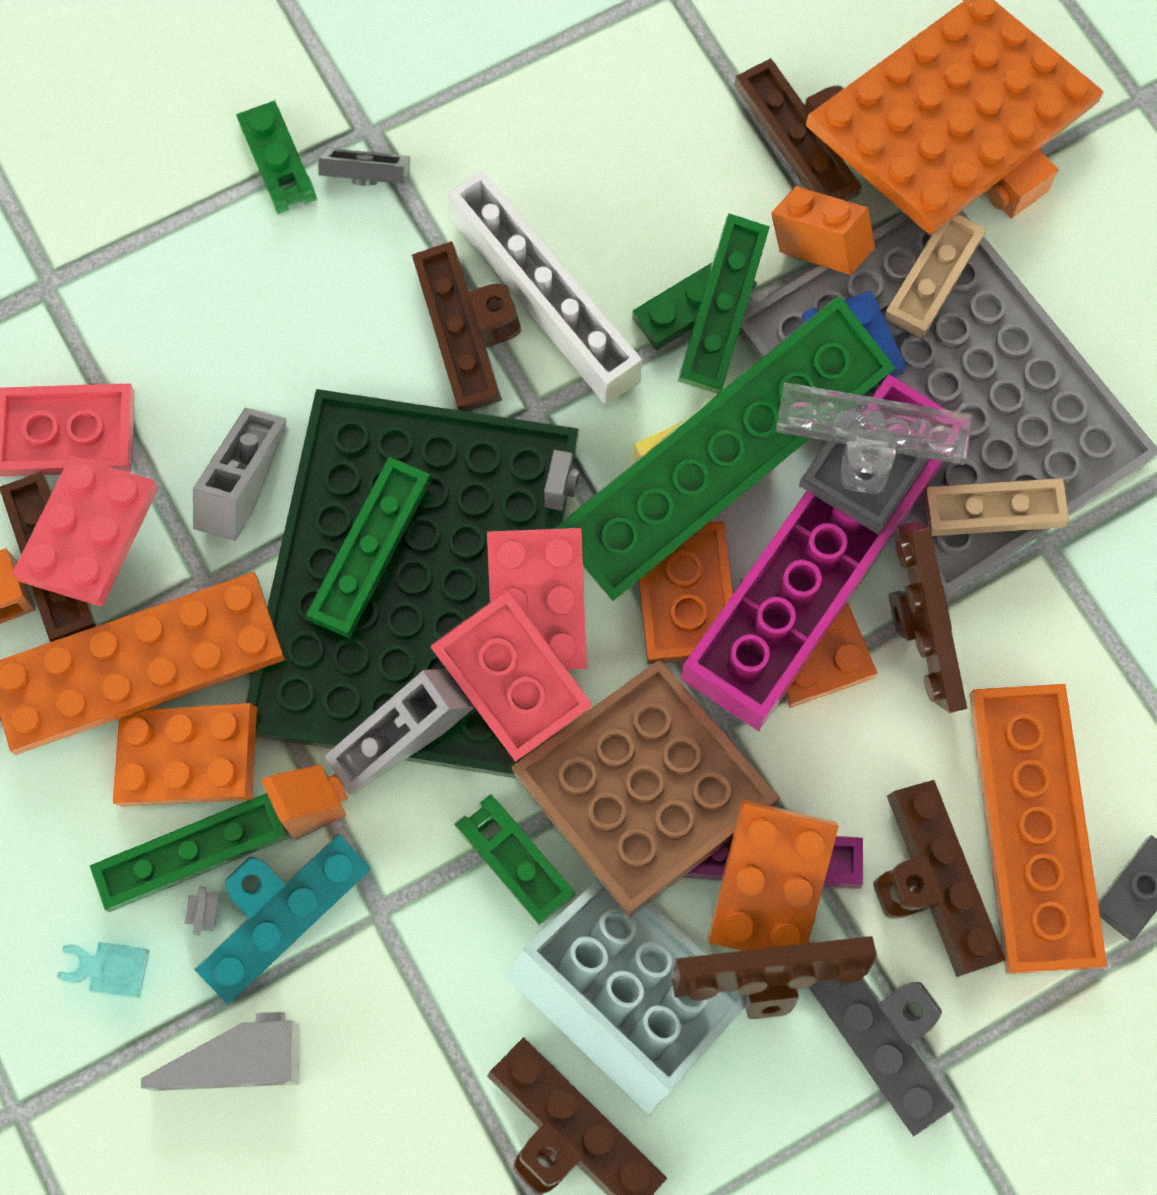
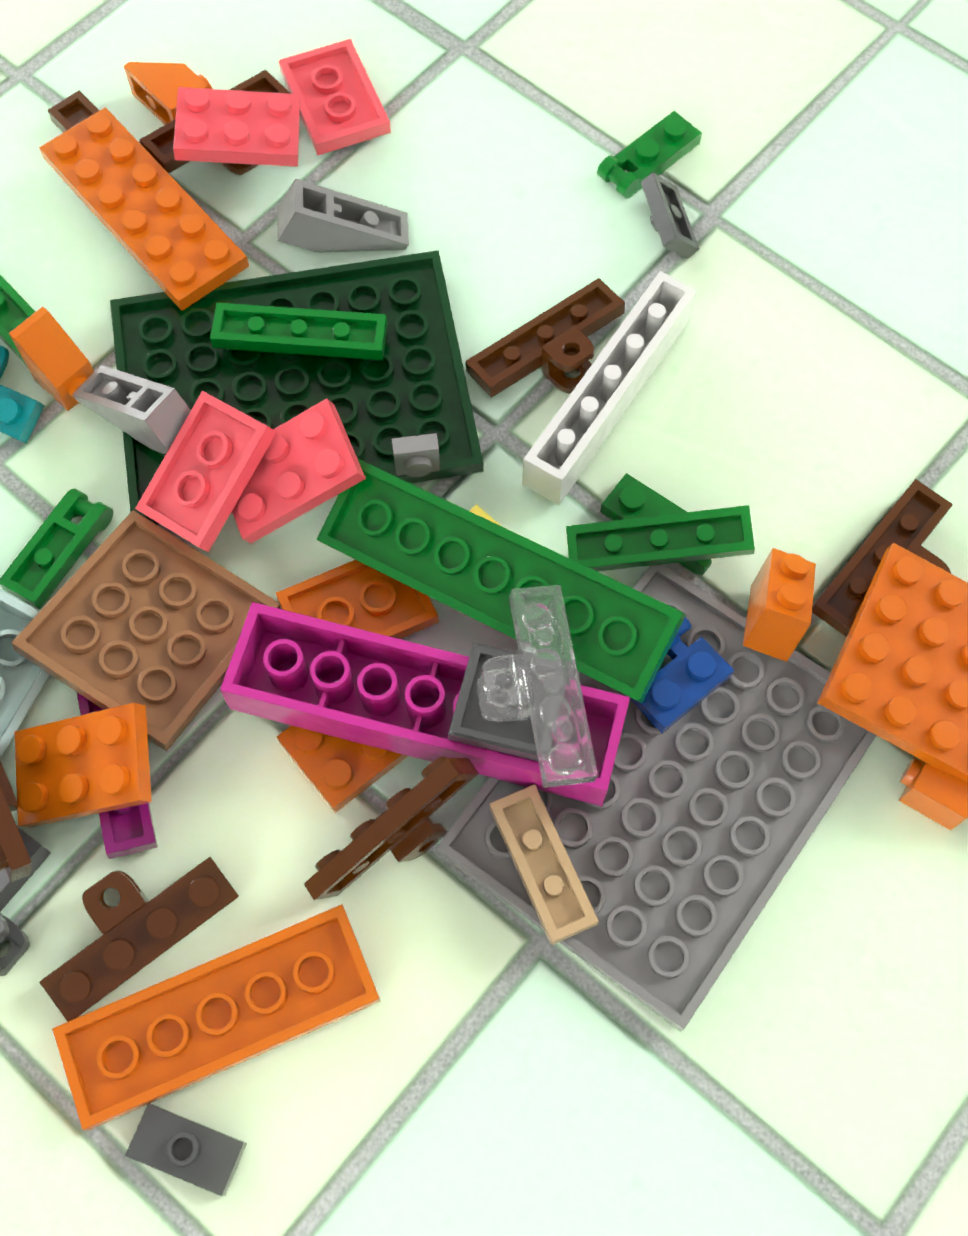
camera: 70 degrees right, 5 degrees down
(185, 755) = (77, 271): orange plate -> none
(934, 275) = (781, 726): tan plate -> none

